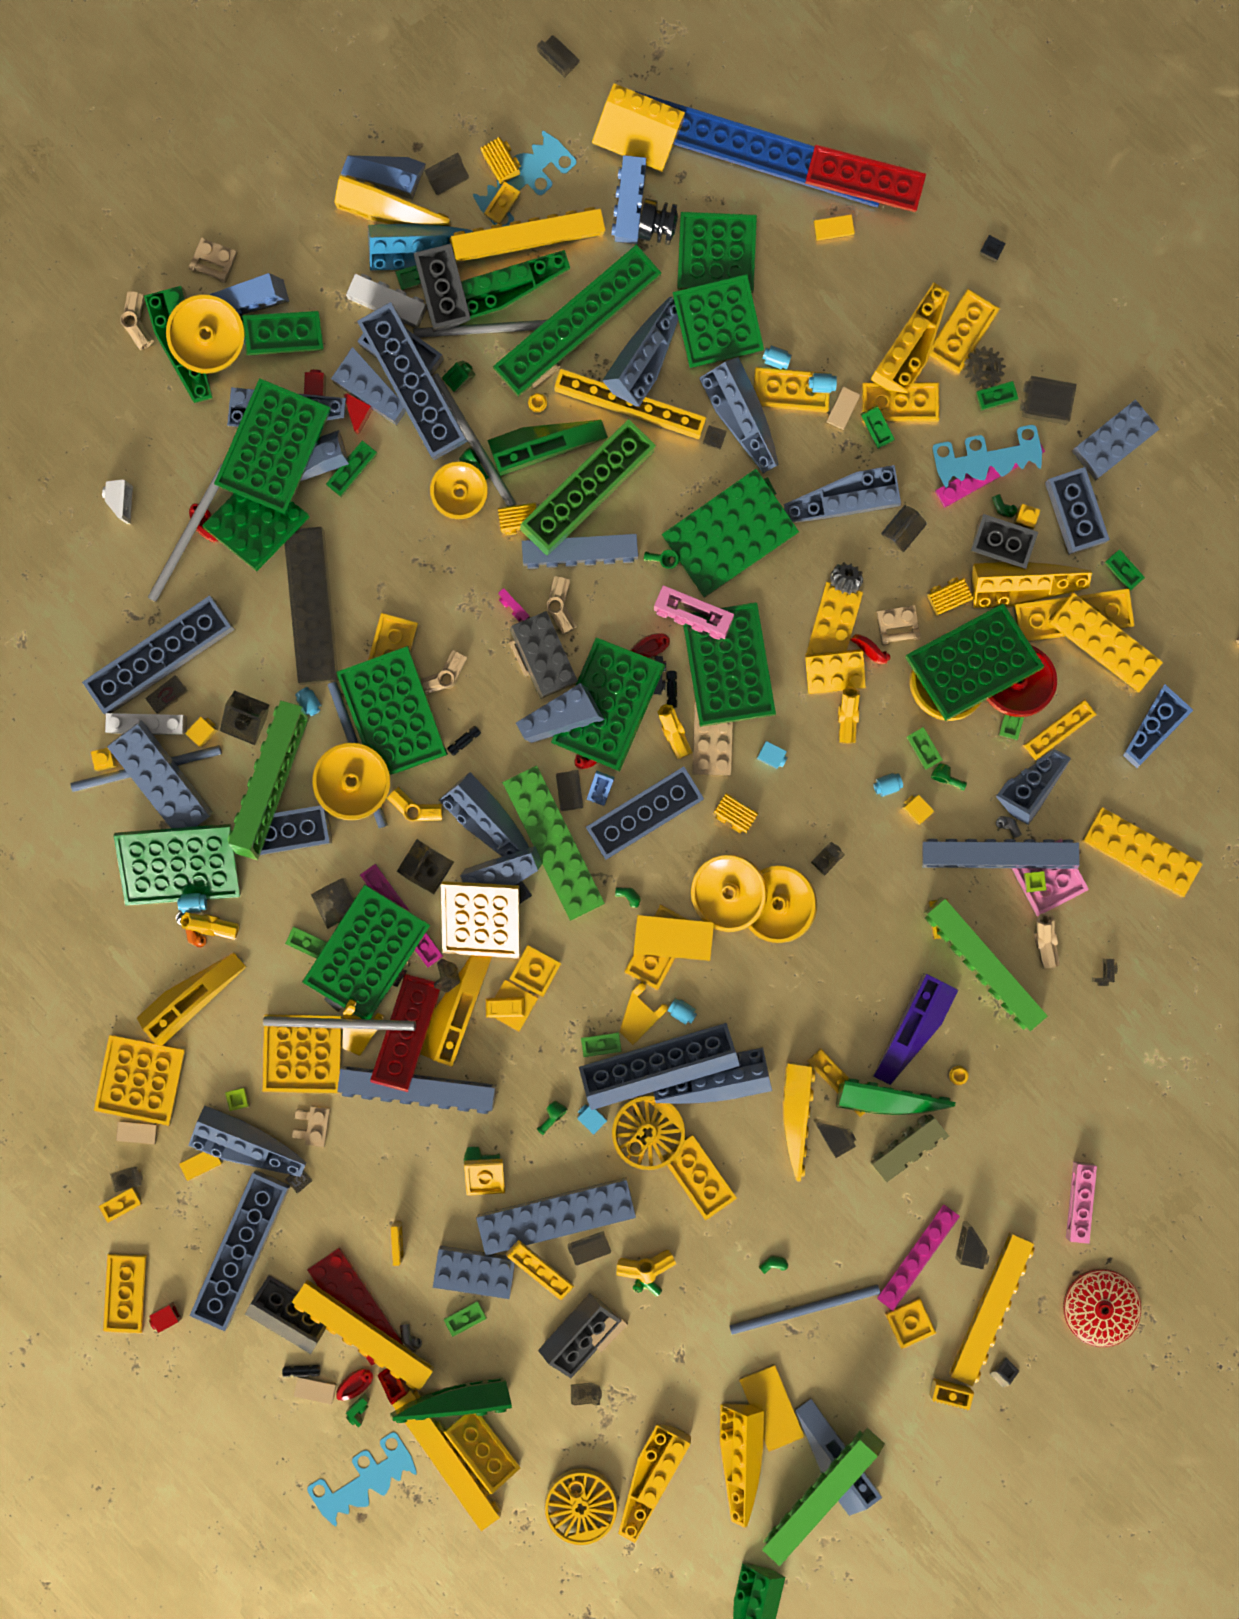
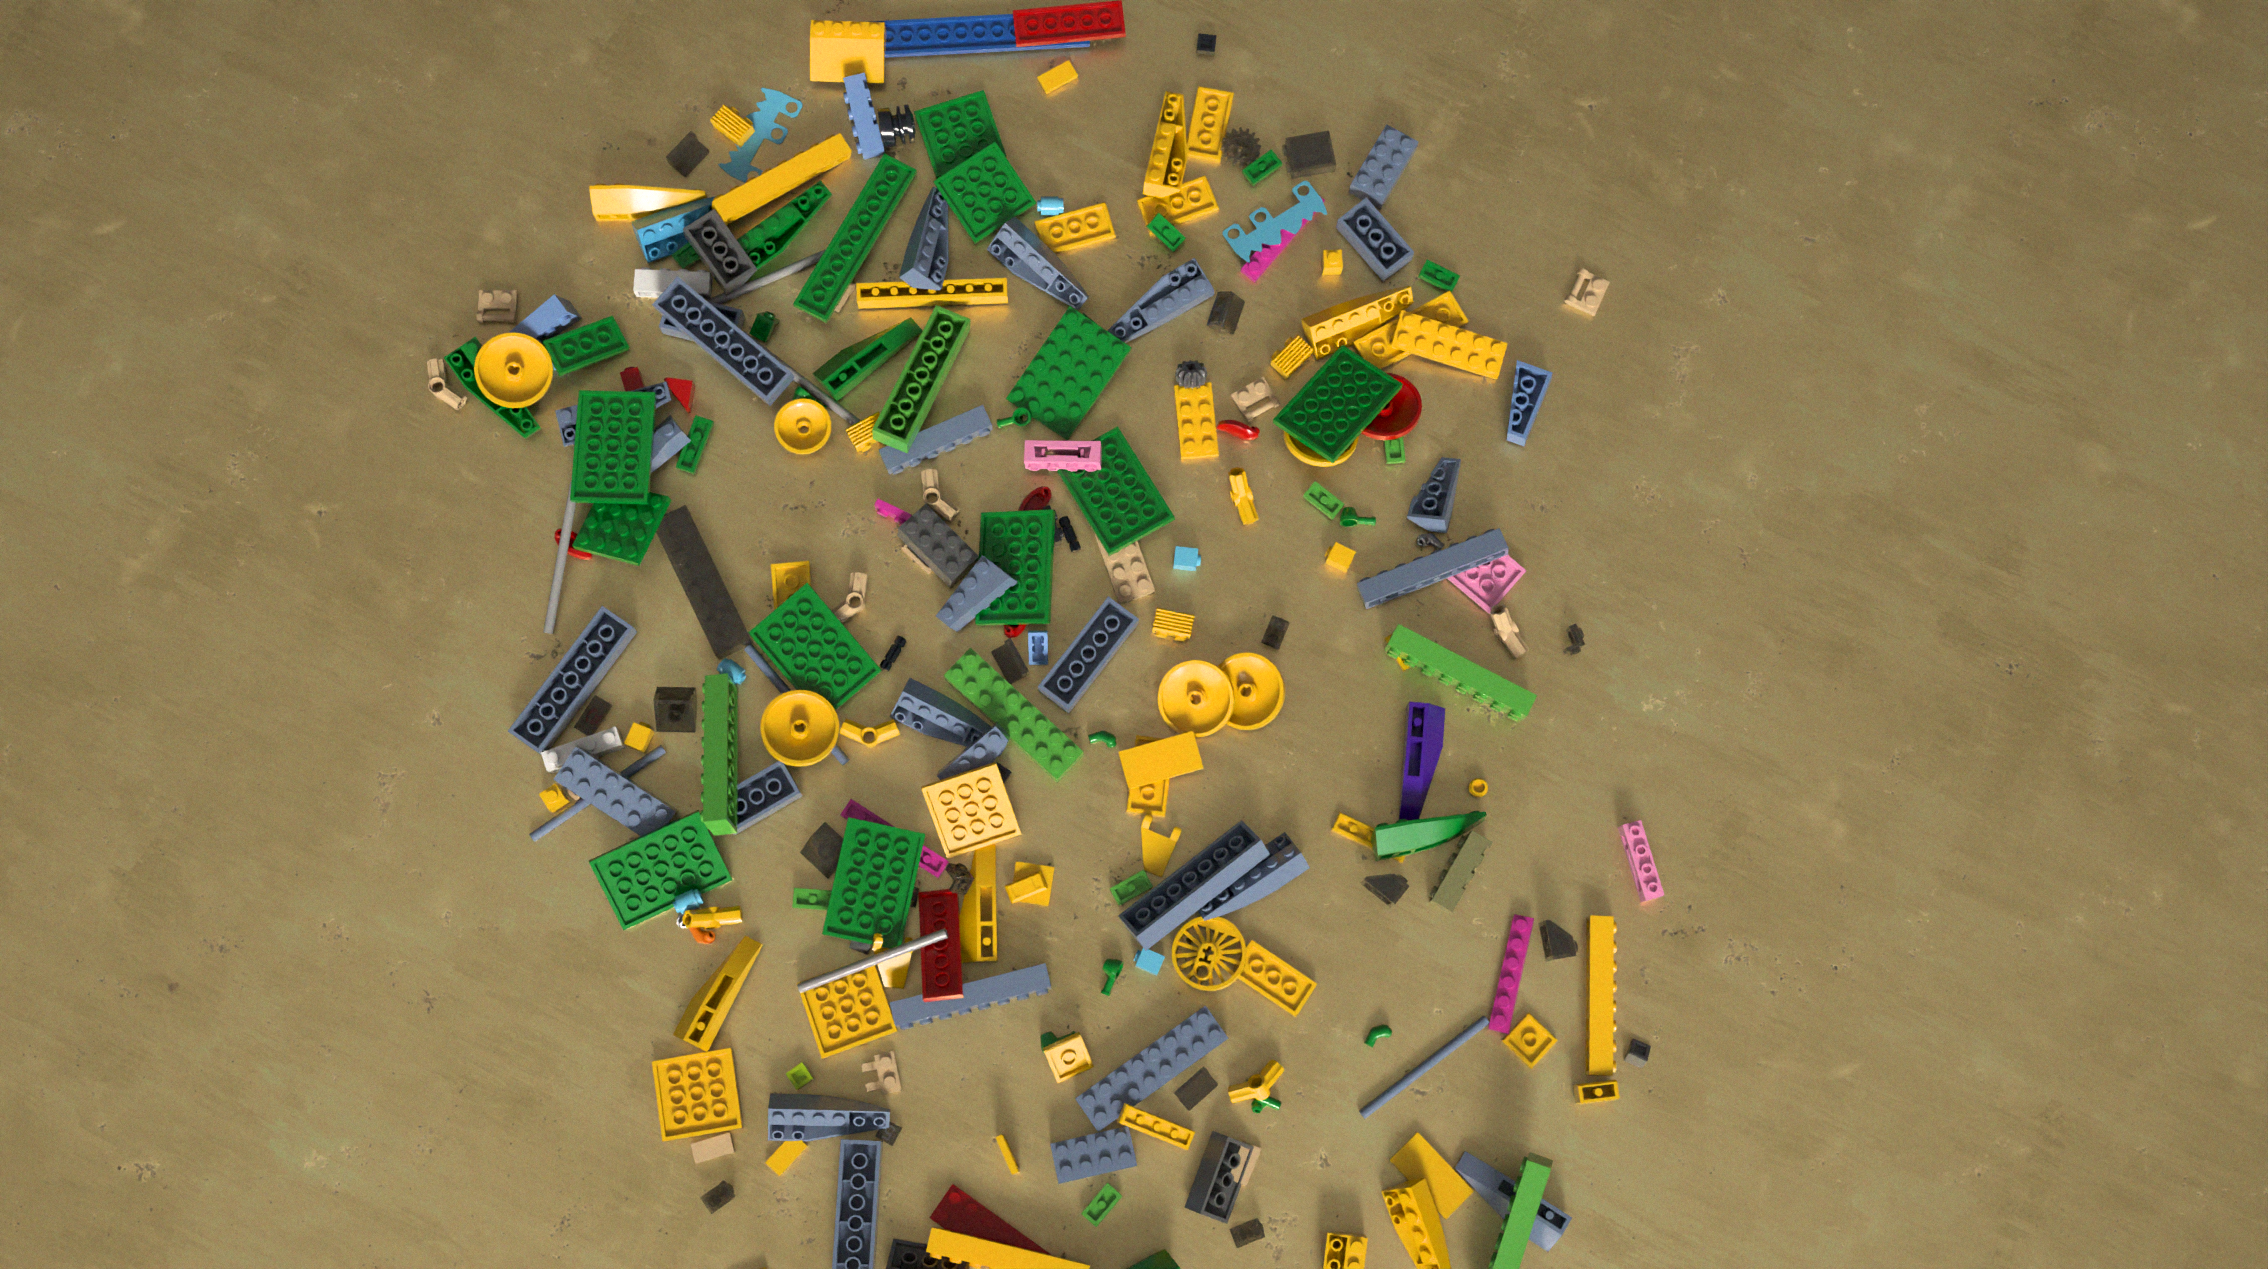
camera: 30 degrees left, 10 degrees down
(119, 498) = (483, 550): white slope -> none
(120, 1204) = (721, 1225): yellow plate -> none
(364, 384) = (675, 361): sand blue wedge -> none
(392, 174) = (637, 171): medium blue wedge -> none
(409, 1340) = (1054, 1248): flat silver arm -> none
(425, 866) = (900, 783): clear smoke slope -> none
(502, 203) = (748, 161): yellow plate -> none
(535, 970) = (1041, 842): yellow plate -> none
(537, 402) = (846, 324): yellow plate -> none
(558, 55) = (750, 19): clear smoke panel -> none
(674, 731) = (1086, 570): yellow piece -> none
(682, 1011) = (1196, 826): medium azure brick -> none
(714, 437) = (1021, 296): clear smoke tile -> none
(796, 1112) = (1341, 880): yellow wedge -> none
(822, 382) = (1100, 211): medium azure brick -> none
(835, 671) = (1213, 461): yellow plate -> none
(843, 408) = (1128, 228): tan tile -> none
(888, 784) = (1303, 545): medium azure brick -> none
(1003, 509) = (1312, 263): green arm -> none
(1004, 541) = (1320, 288): dark grey slope -> none
(1035, 881) = (1474, 580): lime plate -> none
(1060, 729) = (1440, 438): yellow tile -> none
(1089, 1295) = (1685, 960): red dish -> none
(1142, 852) = (1560, 519): yellow plate -> none

